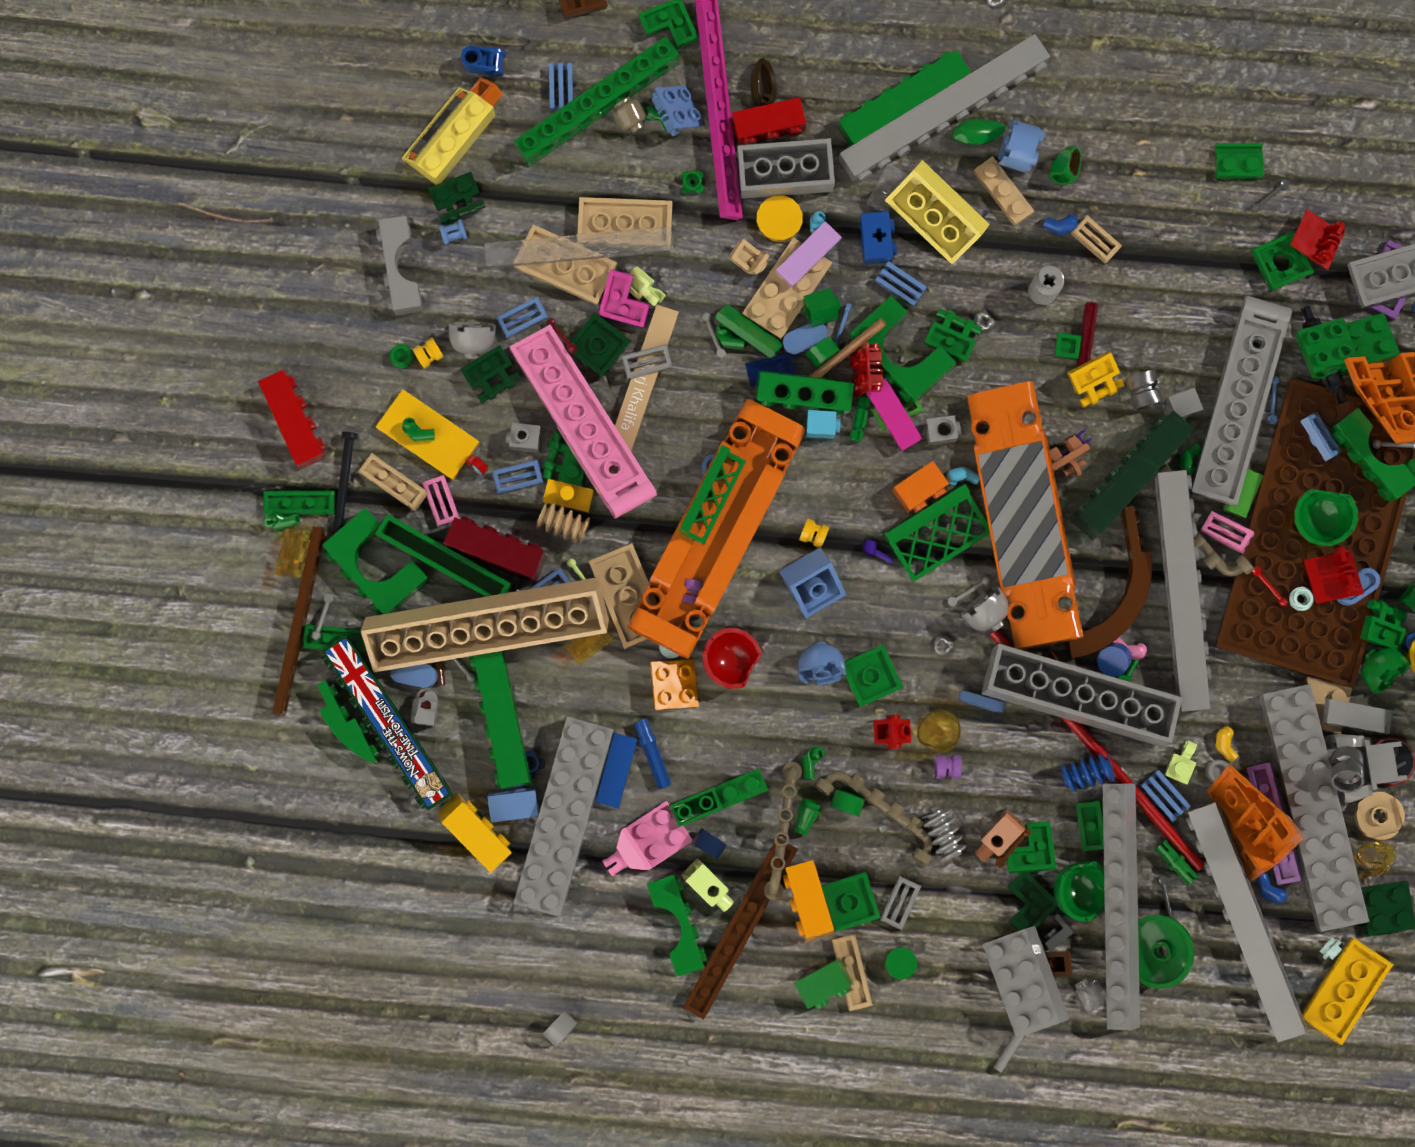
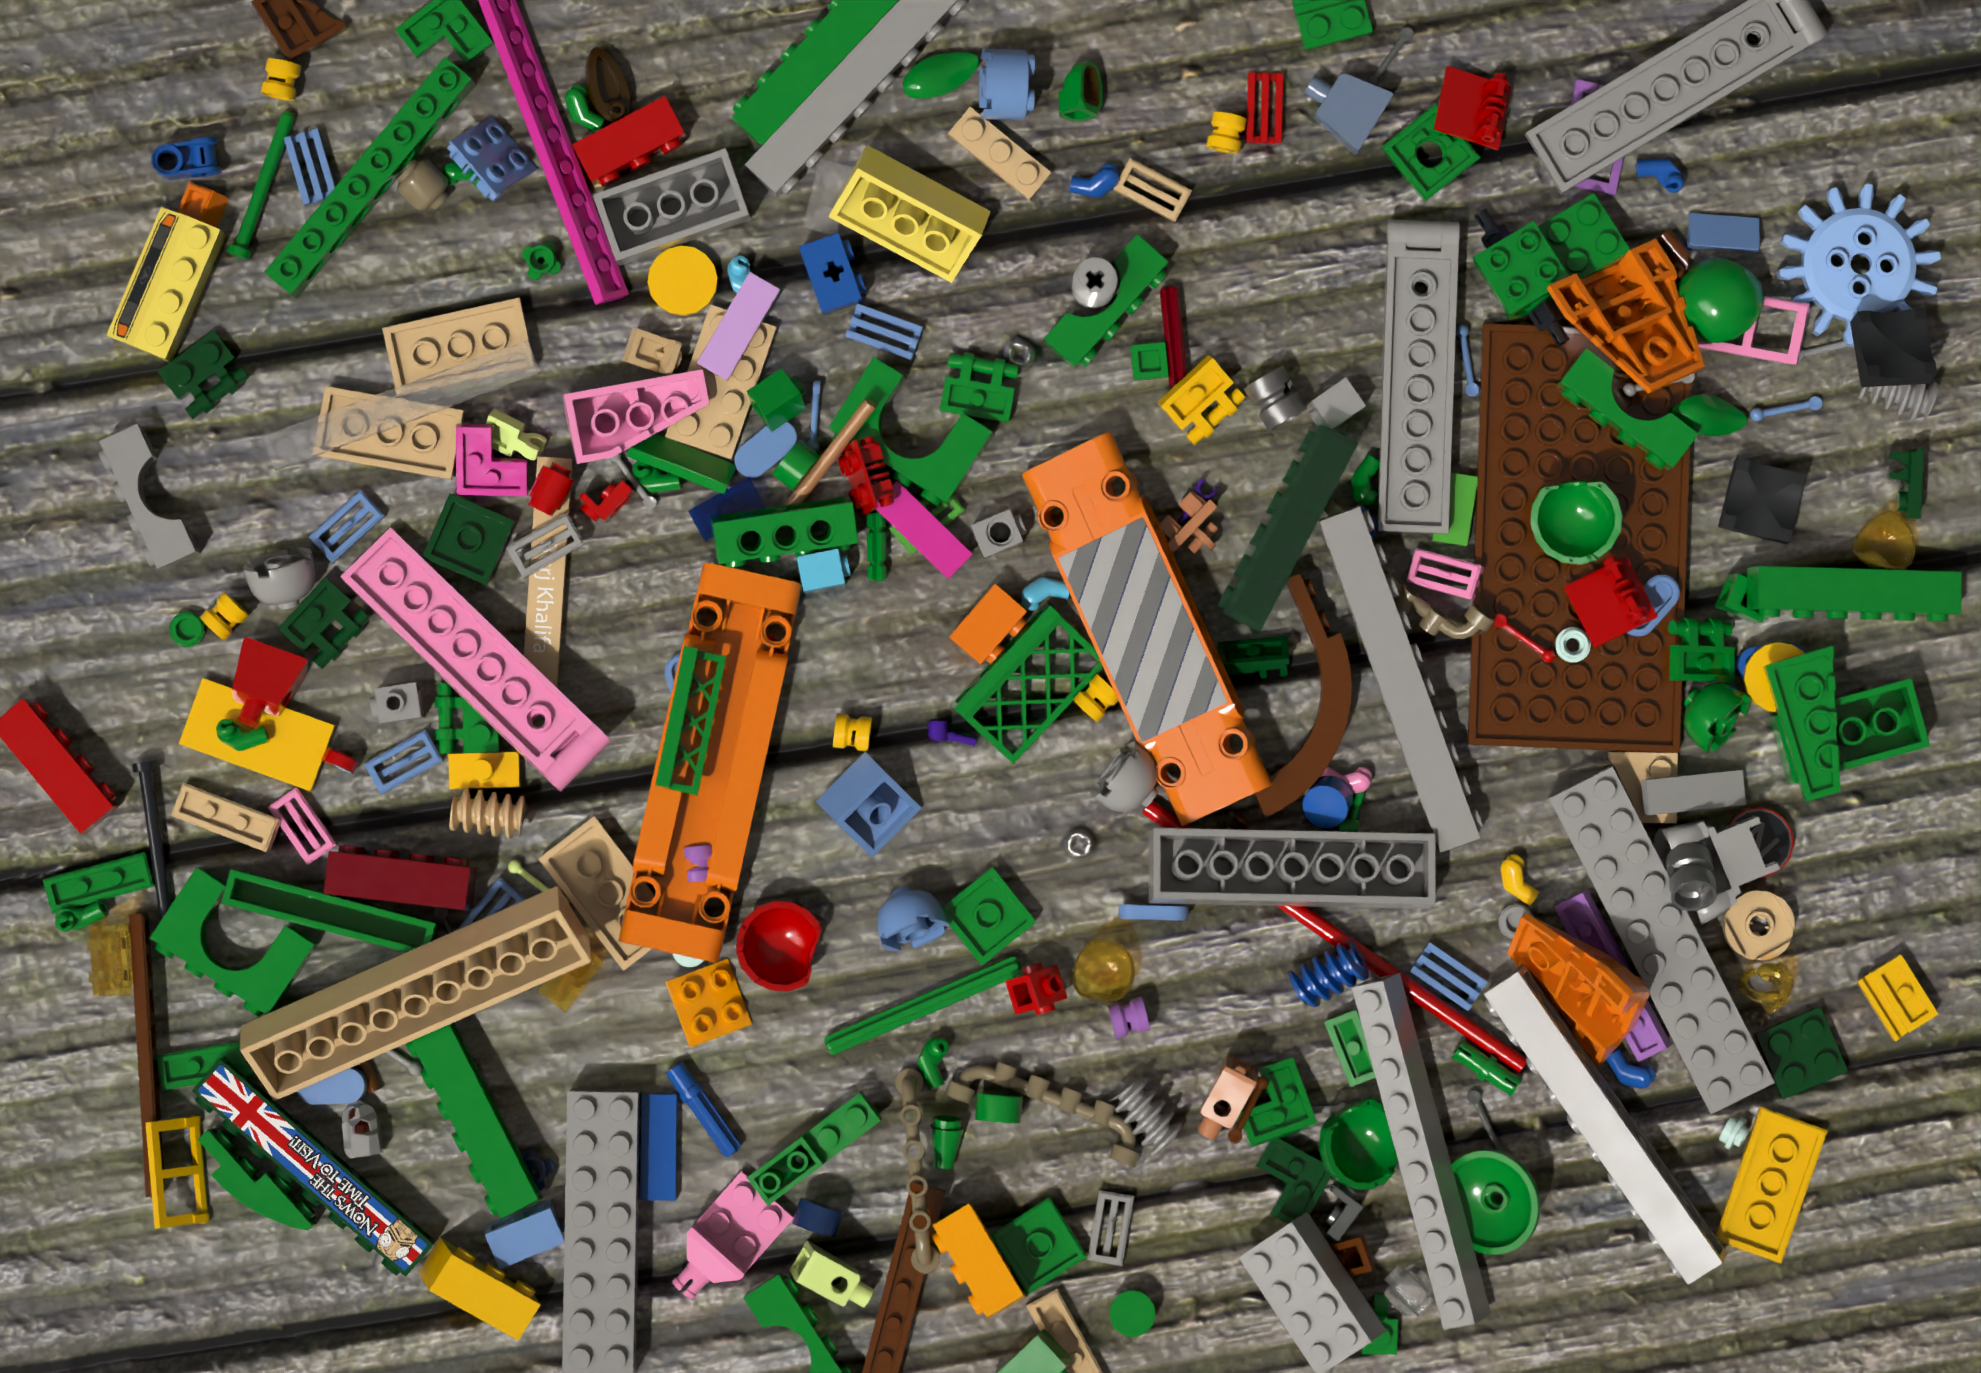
camera: 10 degrees left, 5 degrees up
(284, 700) = (157, 1174): none -> yellow window
(328, 598) = (180, 1011): light grey hinge -> none
(443, 399) = (265, 680): none -> red torso
(451, 228) = (218, 416): medium blue bush -> none
(501, 126) = (261, 188): none -> green bar
(557, 26) = (285, 74): none -> yellow wheel
(571, 347) = (430, 555): dark red hinge -> none
(660, 325) = (550, 488): none -> red brick
(698, 344) = (613, 498): none -> red bracket
(719, 290) = (622, 415): none -> bright pink wedge
(741, 94) = (579, 111): none -> green arm
(813, 723) = (922, 1005): none -> green axle
(952, 601) = (1118, 735): light grey hinge -> none
(979, 553) = (1102, 692): none -> yellow wheel
(1025, 317) = (1077, 336): none -> green arch
(1066, 1027) = (1387, 1341): none -> green plate
(1091, 552) = (1255, 655): none -> dark green plate
(1153, 215) = (1225, 136): none -> yellow wheel
(1180, 766) = (1461, 929): yellowish green plate -> none
(1187, 188) = (1265, 78): none -> red tile
(1236, 219) = (1348, 108): none -> sand blue torso
(1321, 436) = (1544, 401): medium blue plate -> none

